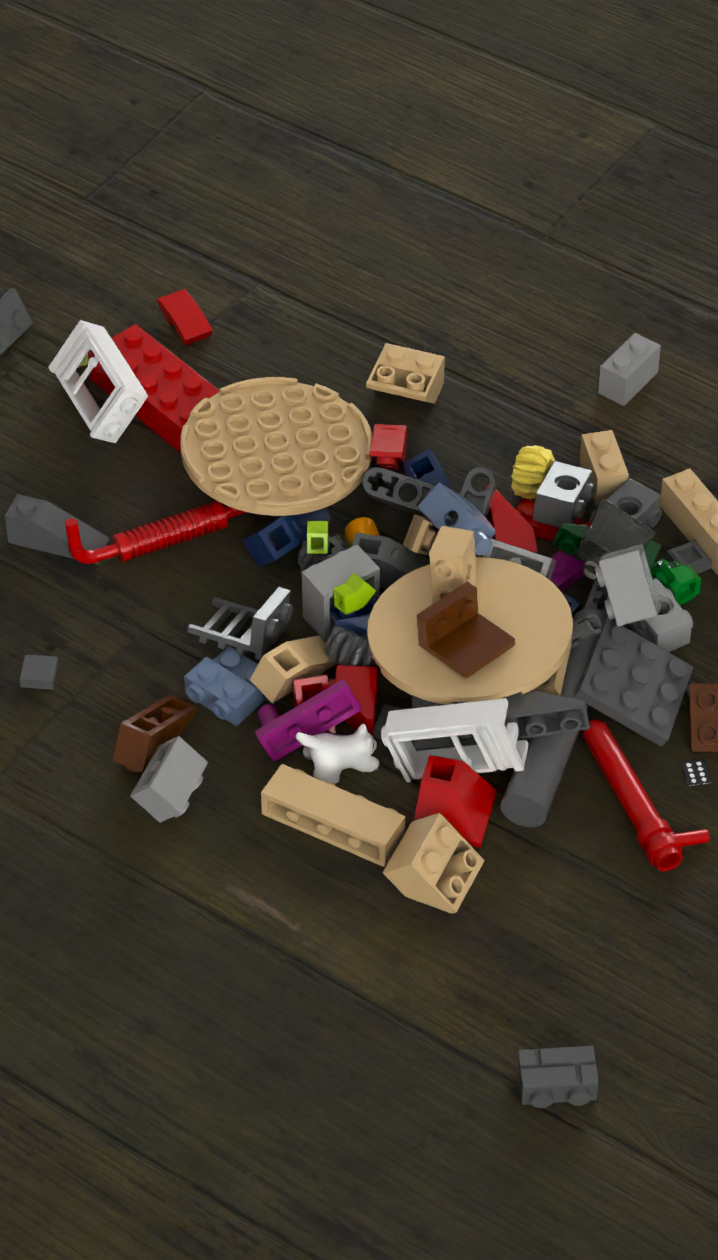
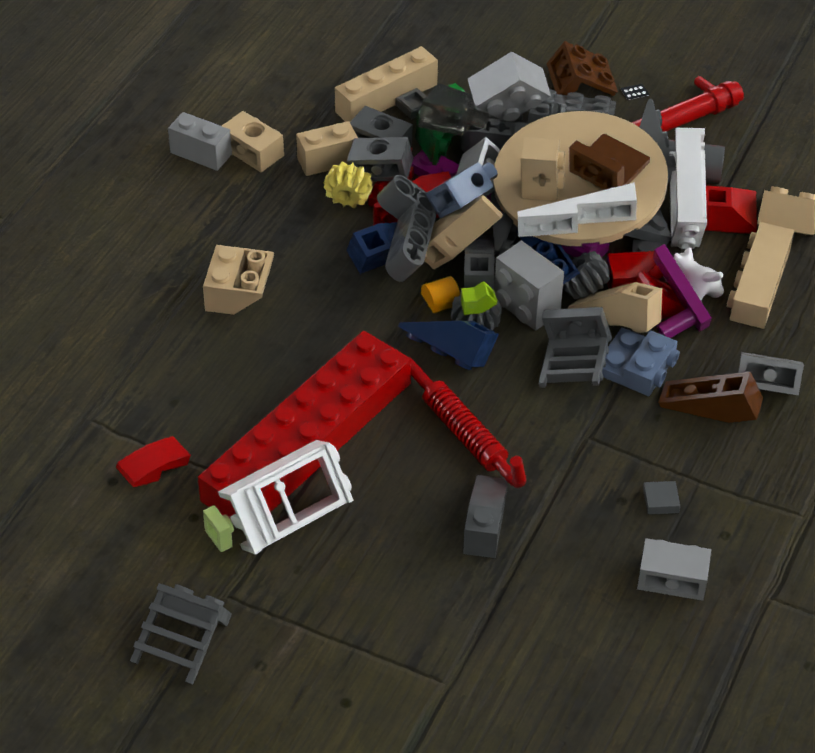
camera: 100 degrees left, 0 degrees up
(276, 446) = (369, 337): tan tile -> none
(352, 594) = (556, 254): lime piece -> none
(389, 446) = (343, 268): red slope -> none
(391, 603) = (565, 215): none -> white slope
(628, 410) = (254, 141): none -> tan brick

